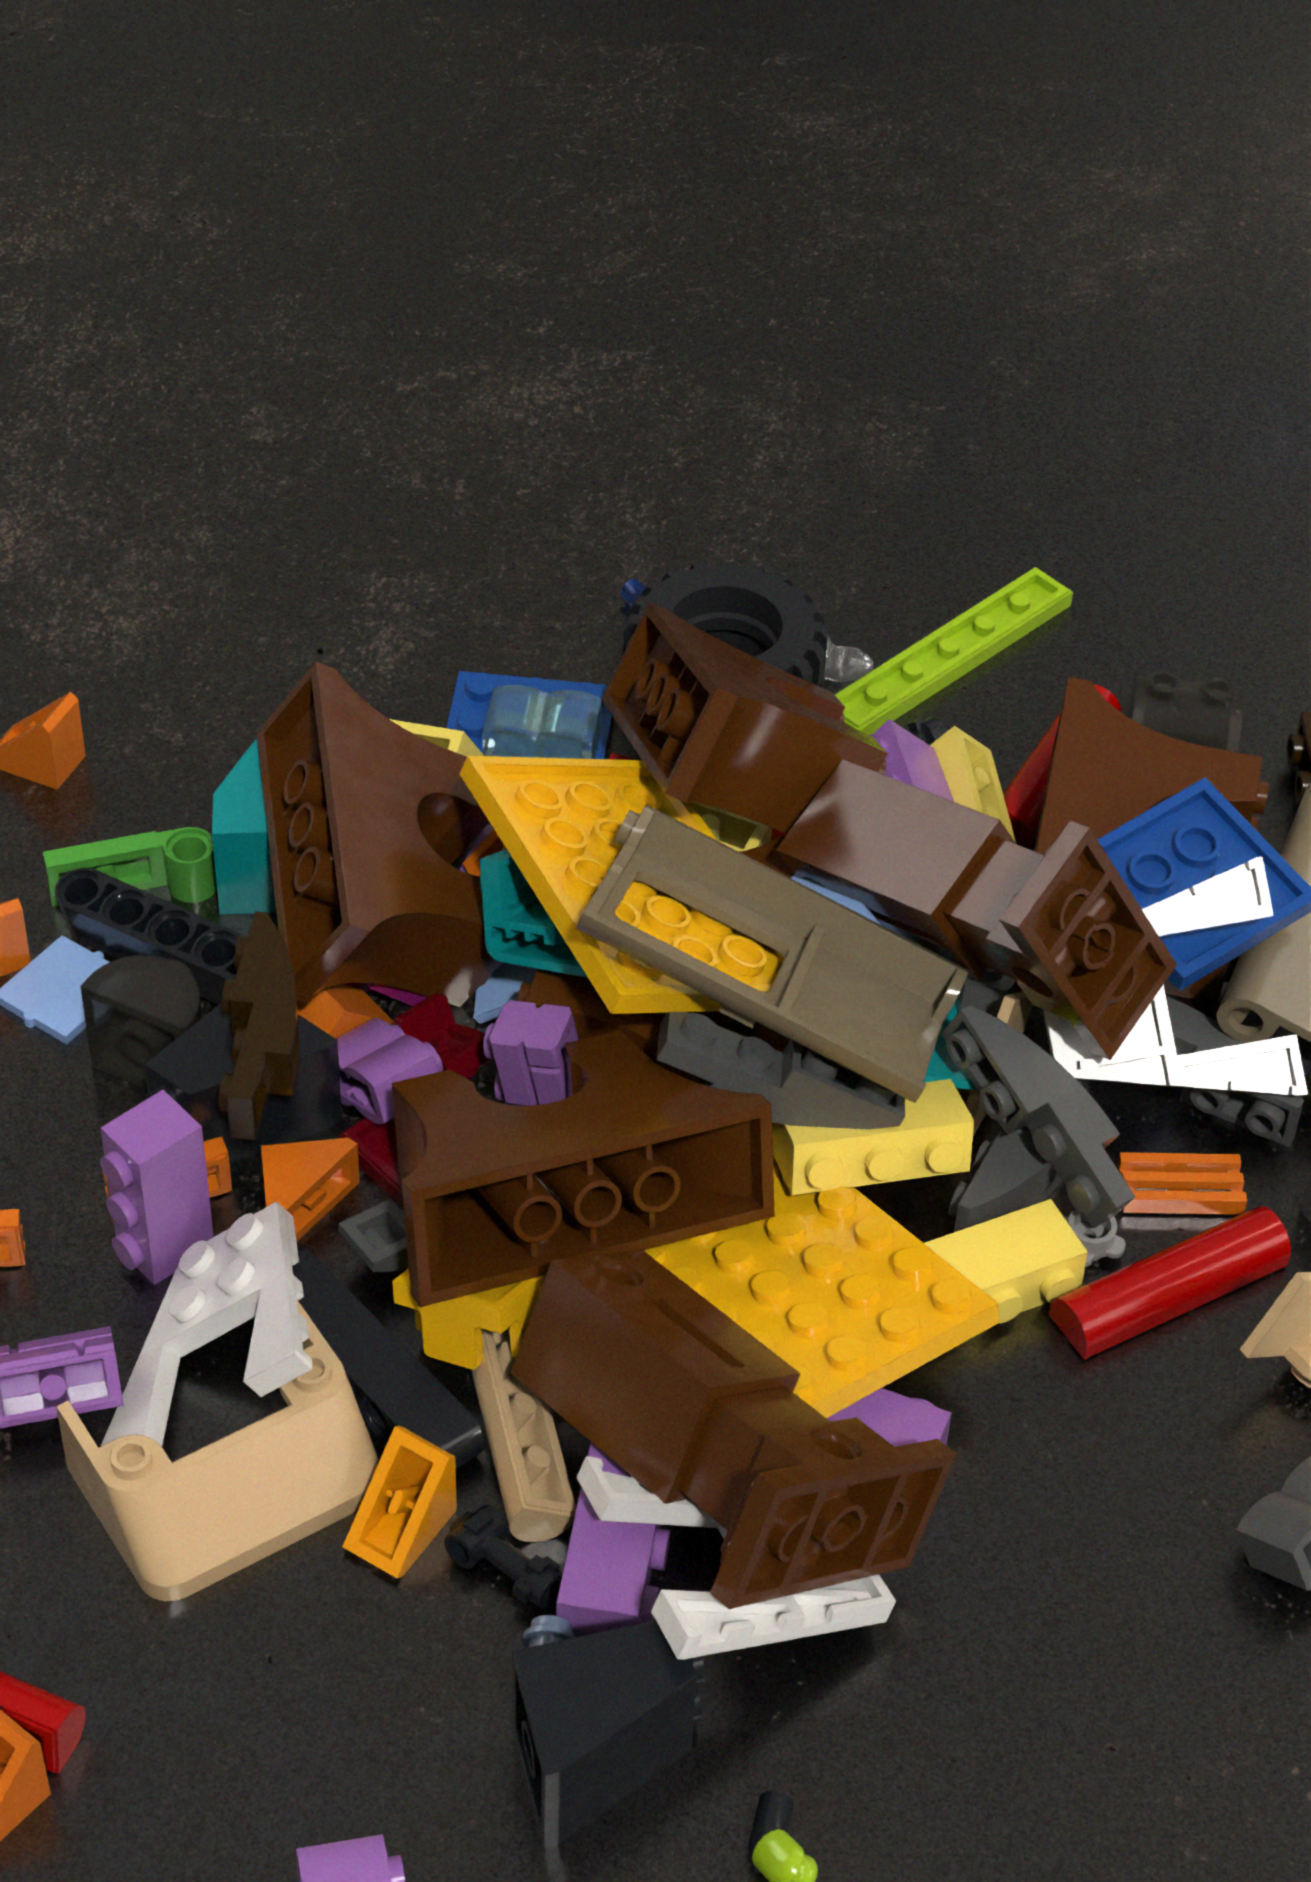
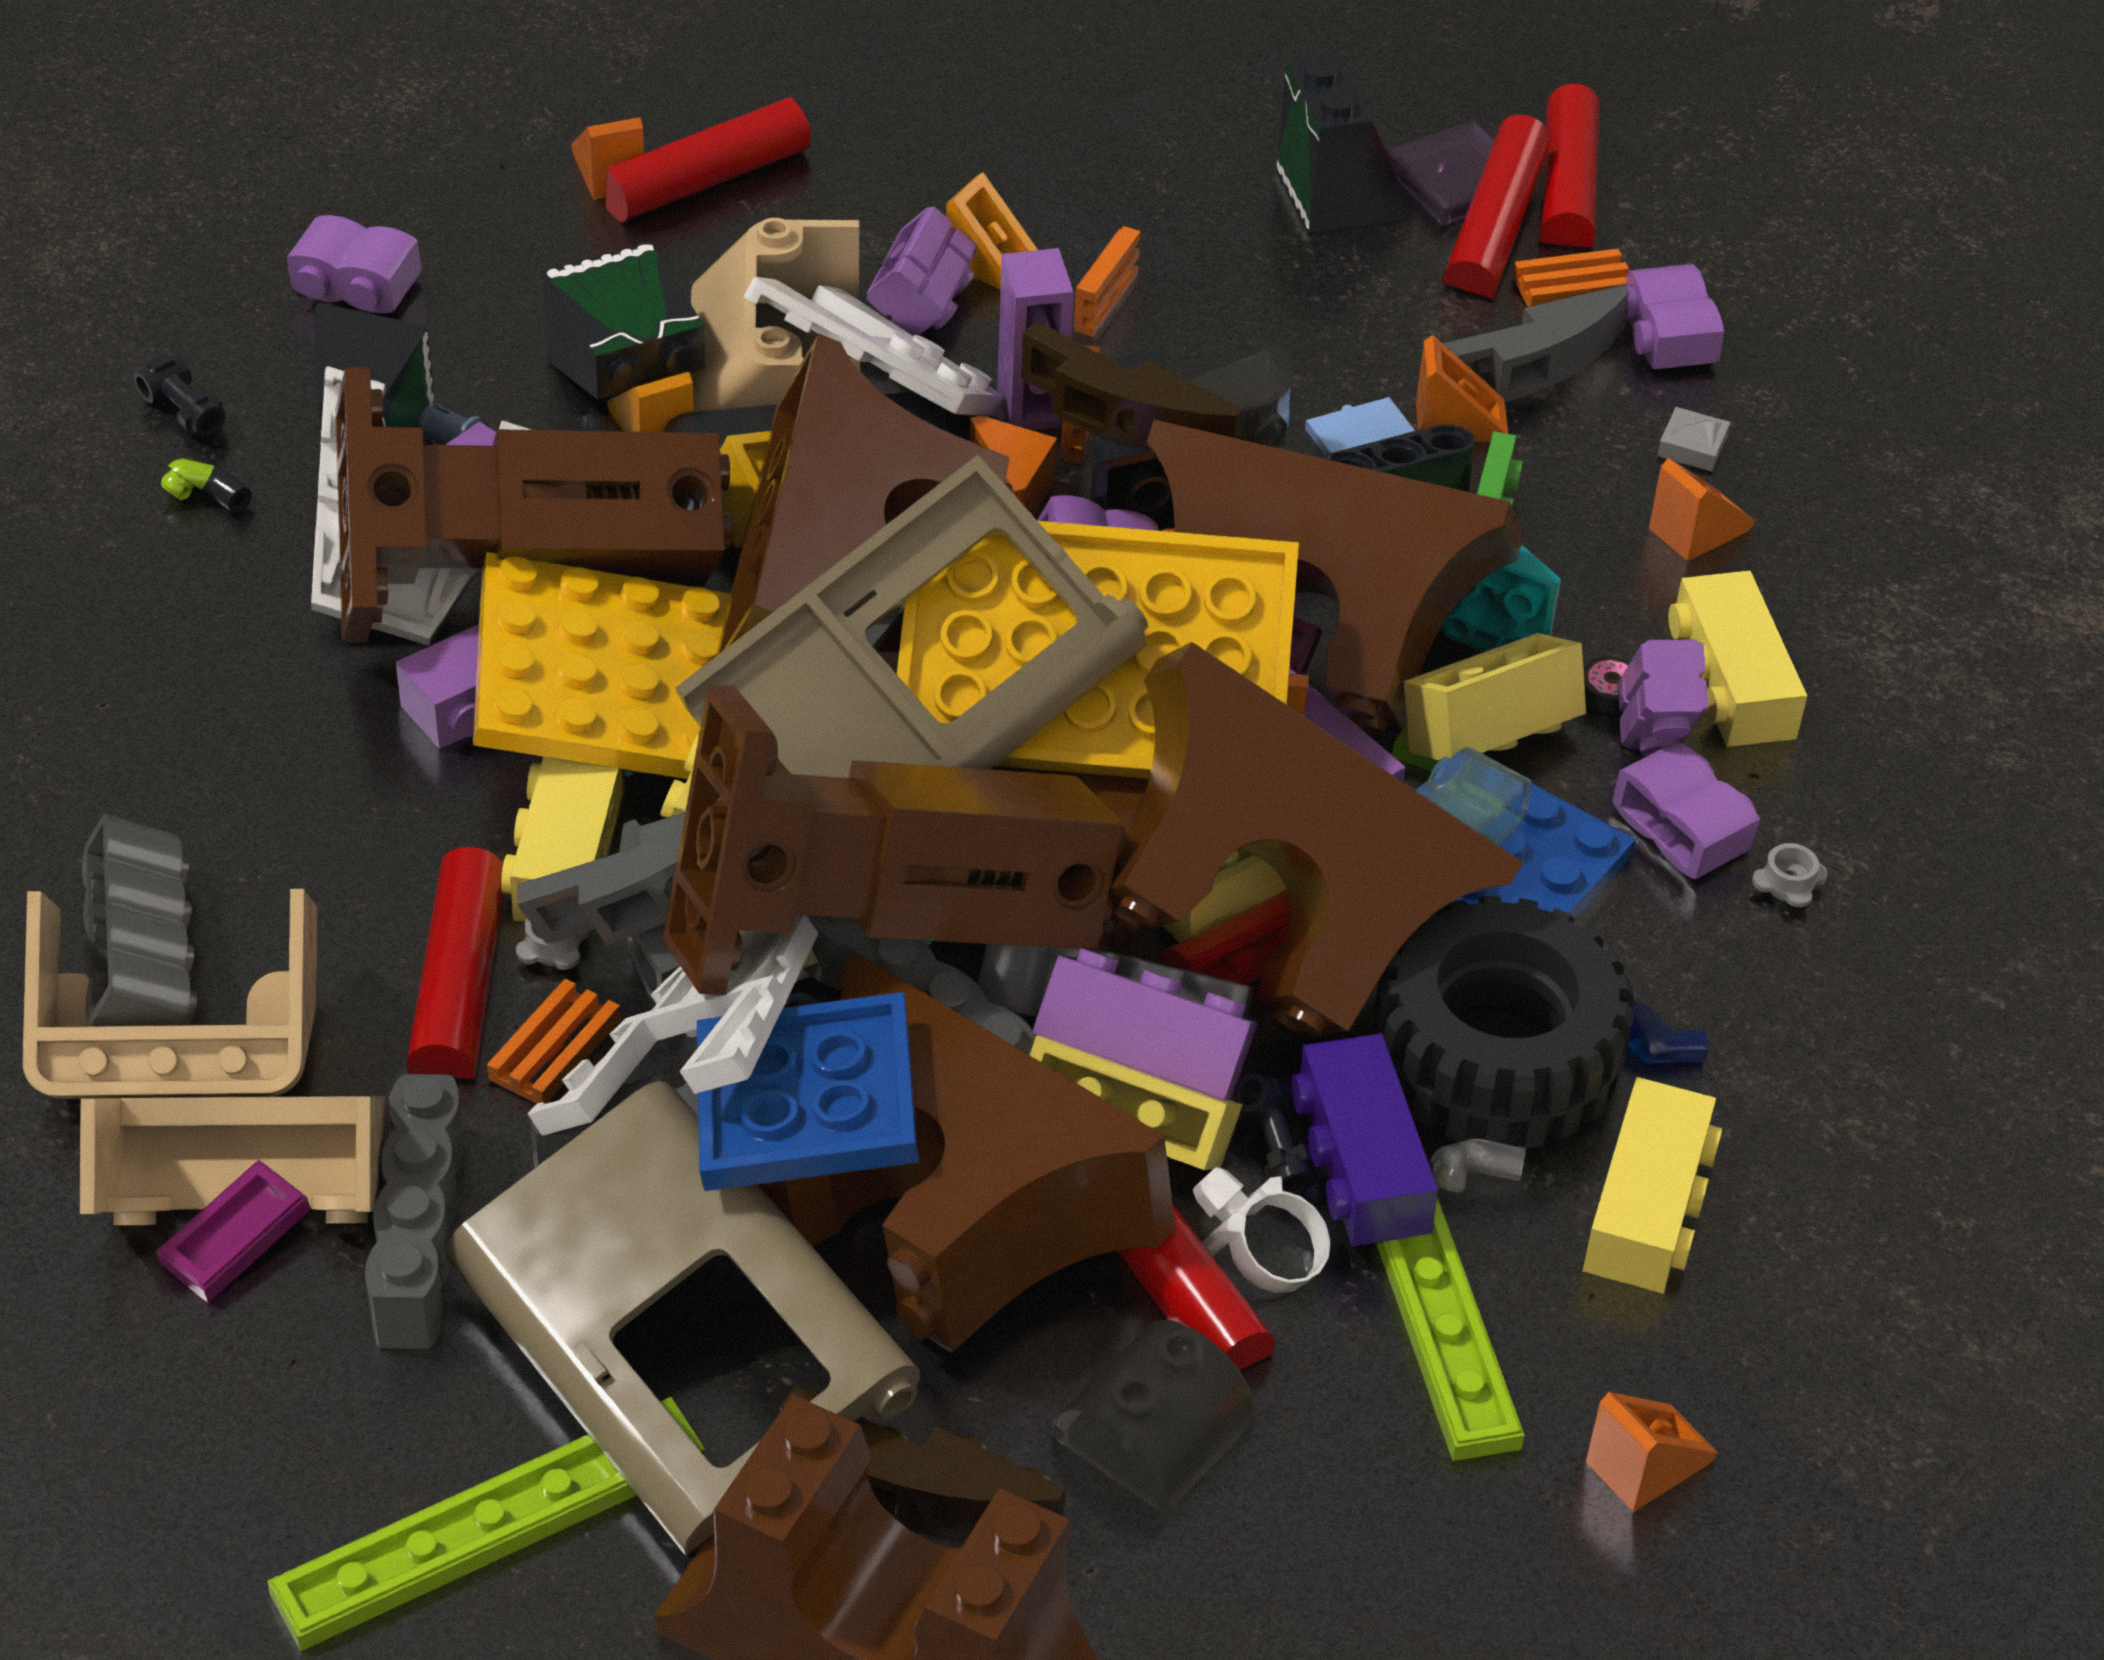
camera: 120 degrees right, 0 degrees up
(213, 671) = (1747, 669): none -> light yellow brick
(334, 637) = (1662, 694): none -> medium lavender brick
(341, 1548) = (620, 321): none -> black slope
(409, 651) = (1686, 809): none -> medium lavender brick
(427, 591) = (1790, 874): none -> light grey plate
(822, 558) = (1653, 1186): none -> light yellow brick
(900, 675) = (1365, 1140): none -> dark purple brick
(998, 510) = (1644, 1448): none -> orange slope
(1005, 737) = (1221, 1195): none -> white piece

